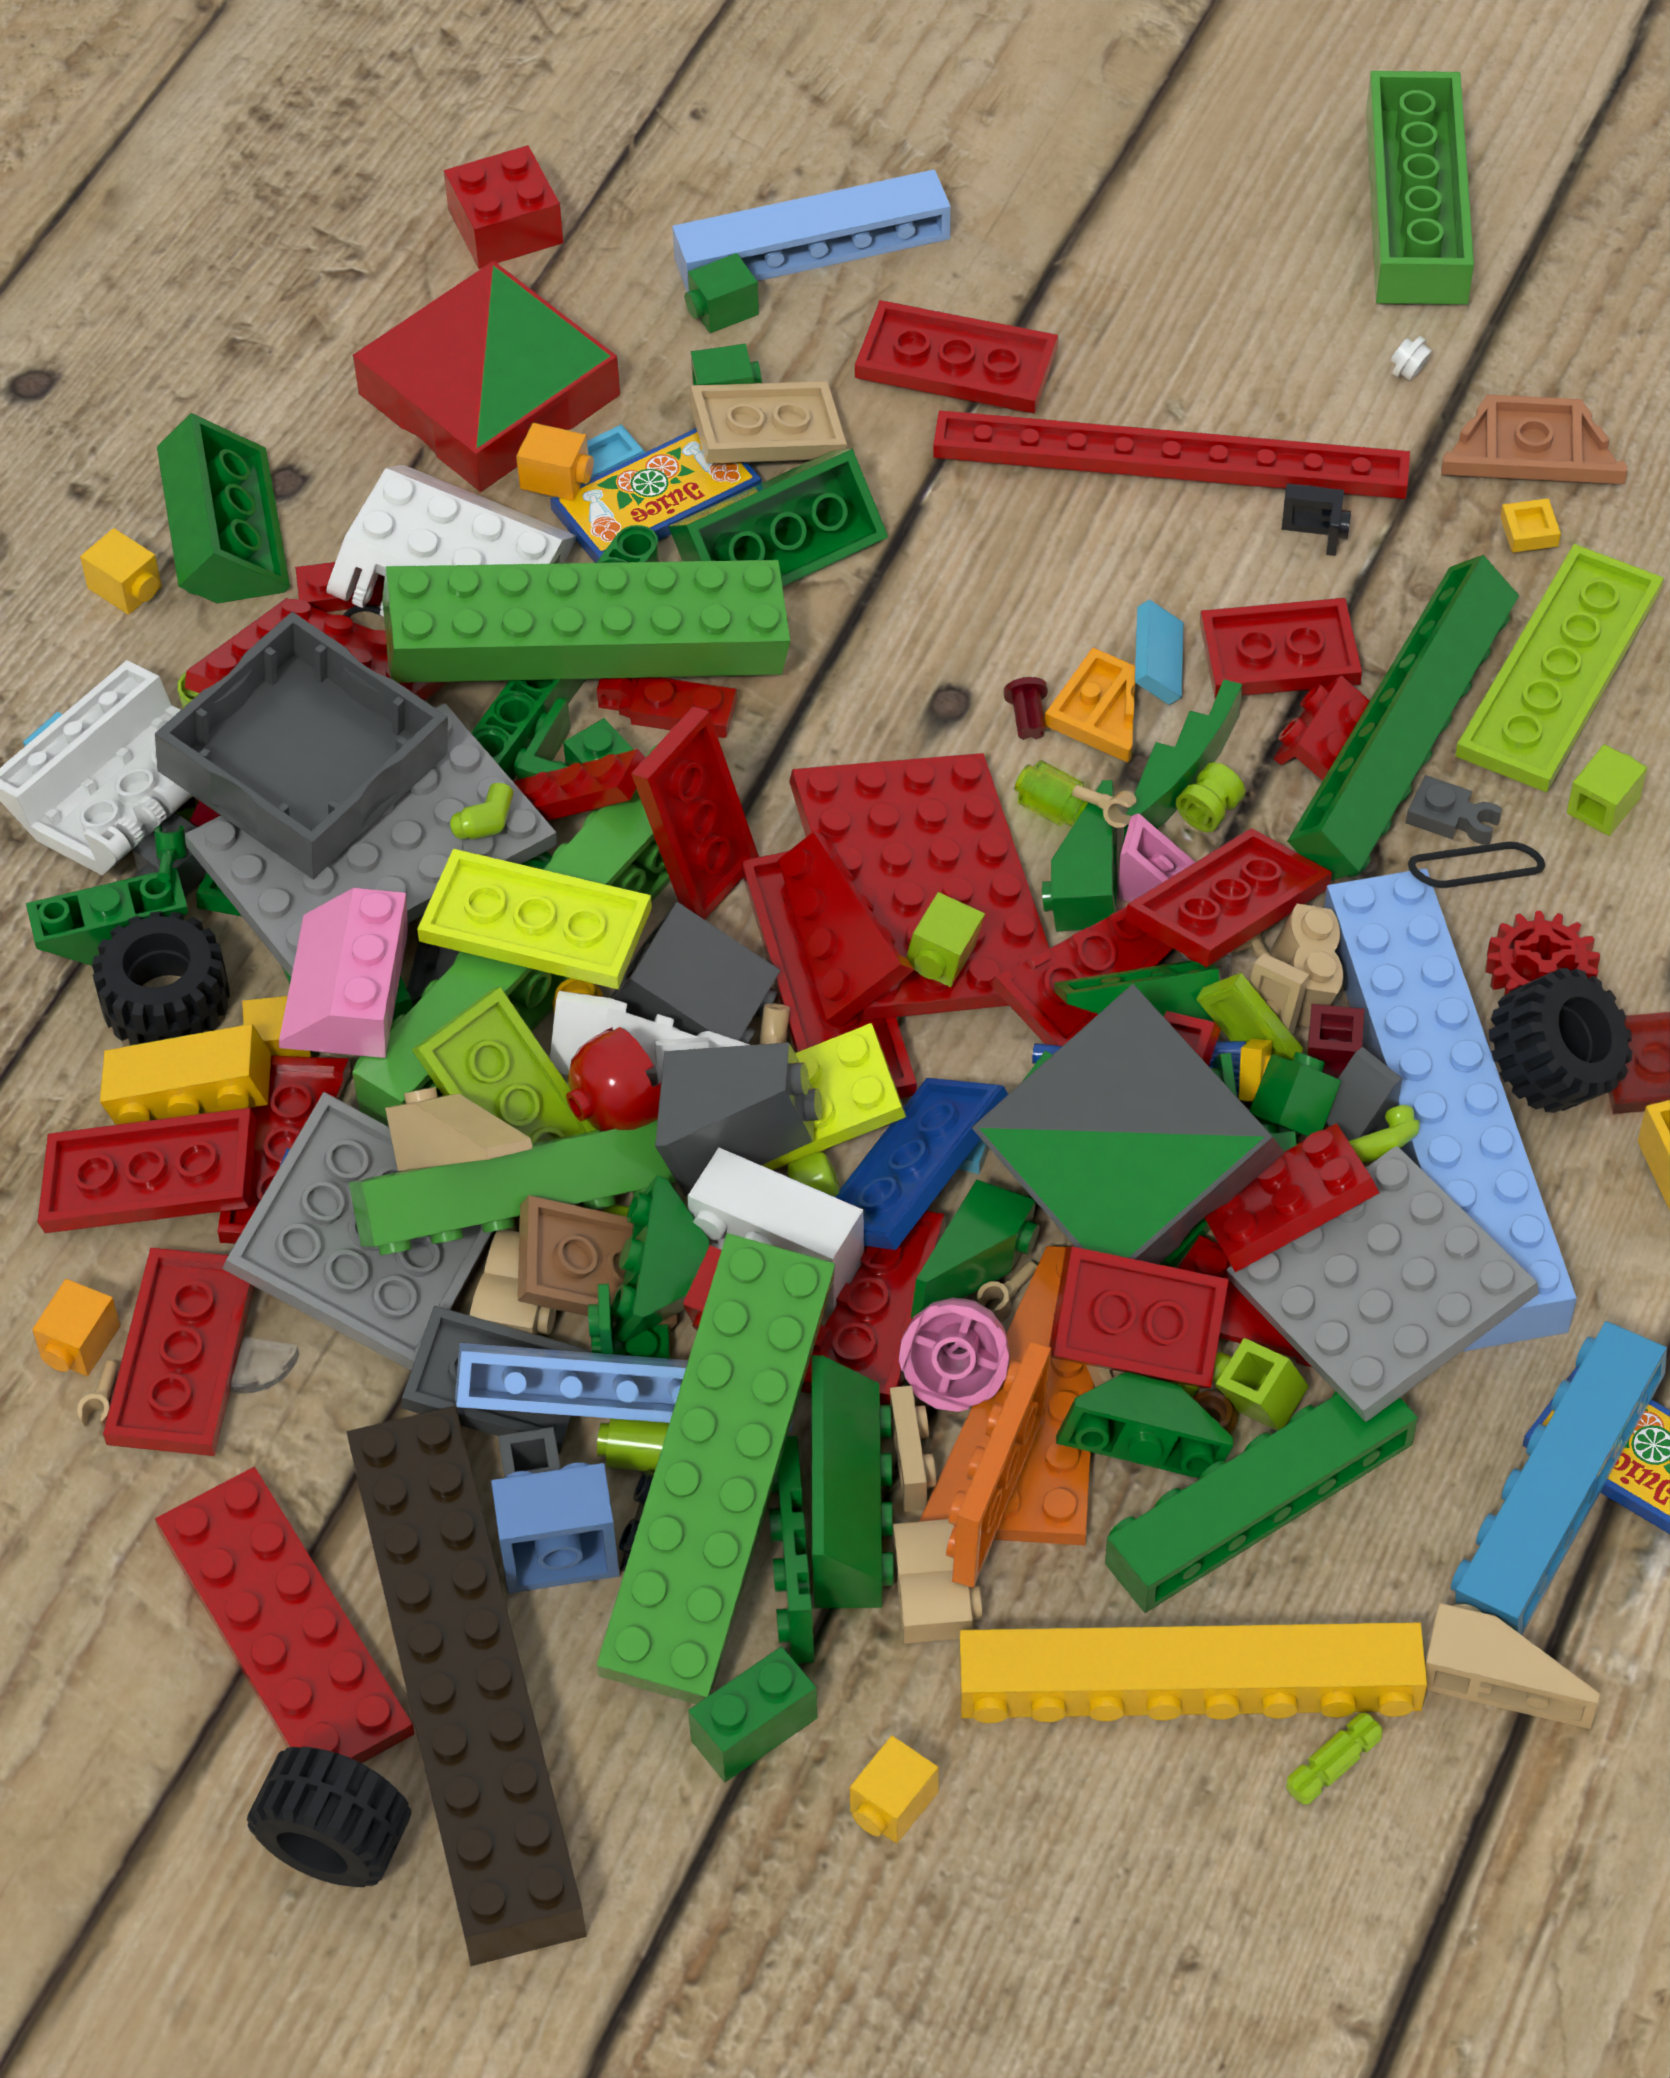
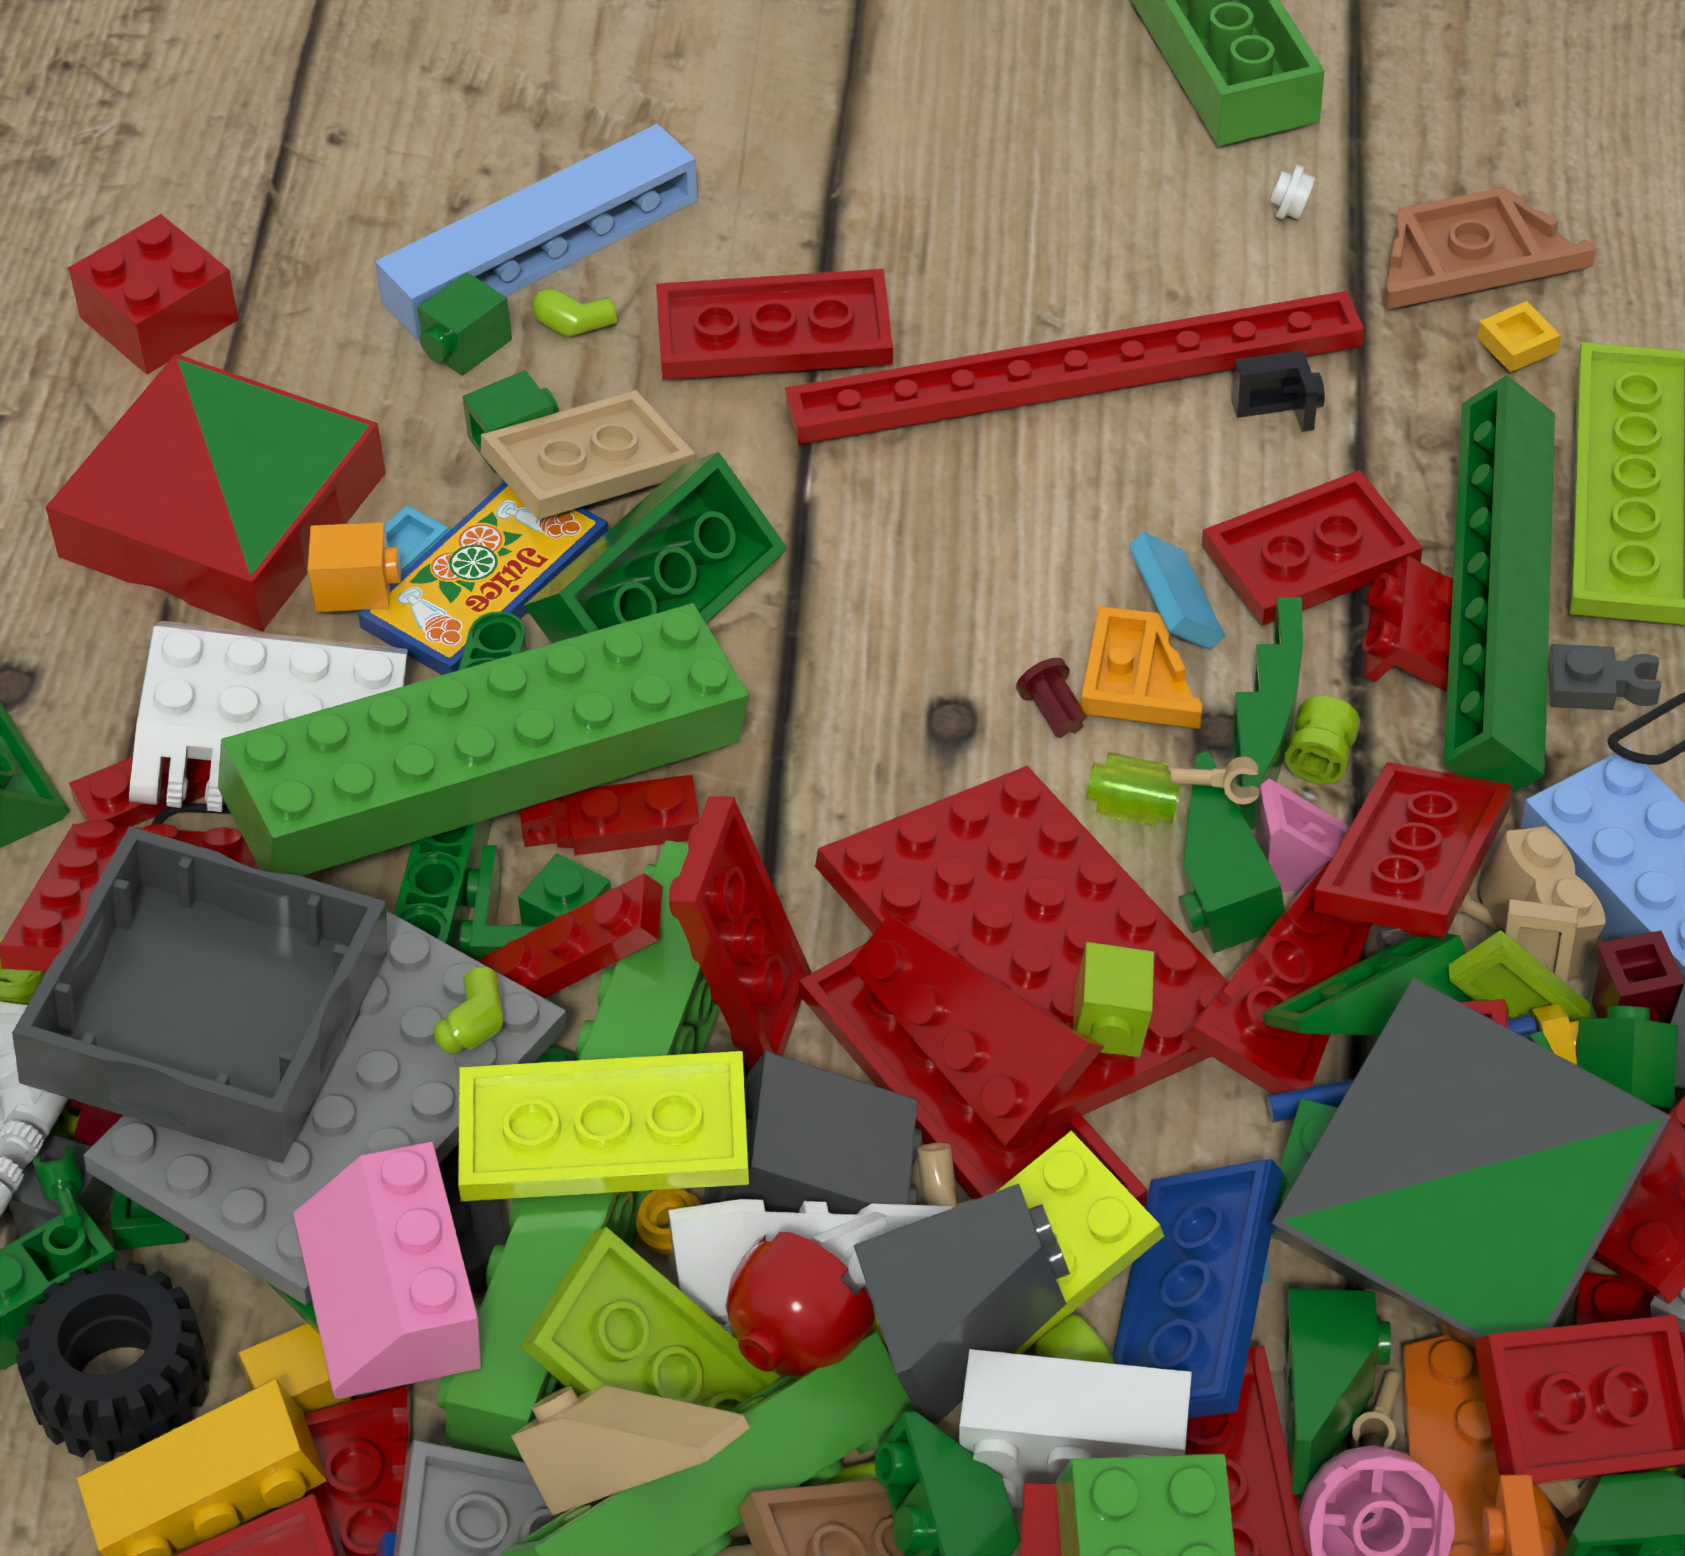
camera: 20 degrees left, 5 degrees down
(806, 308) = (570, 316): none -> lime arm

